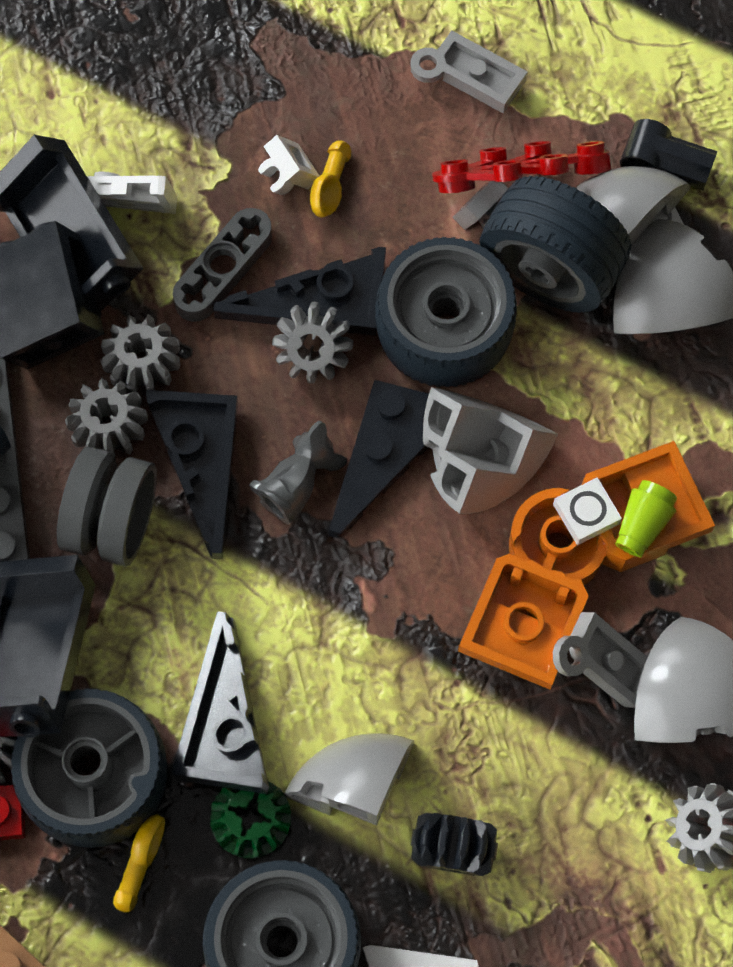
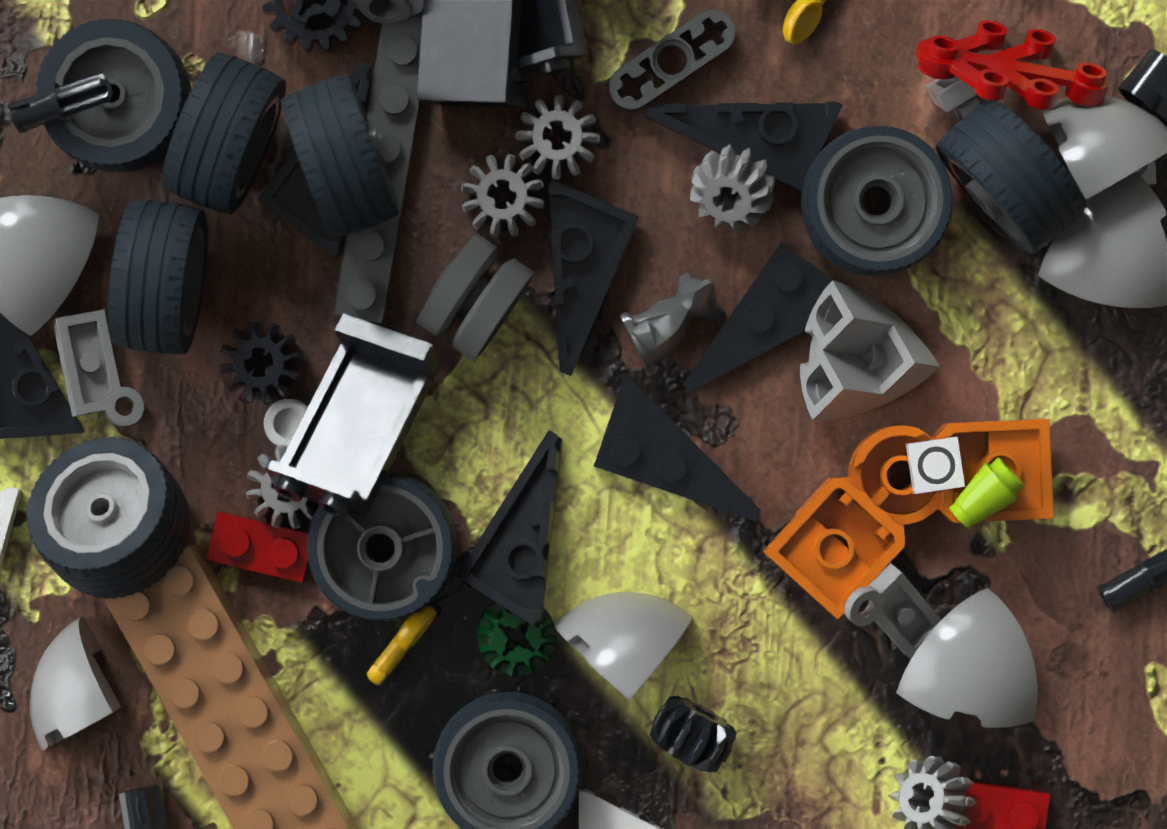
camera: 20 degrees right, 20 degrees up
(325, 600) = (653, 450): none -> black wing

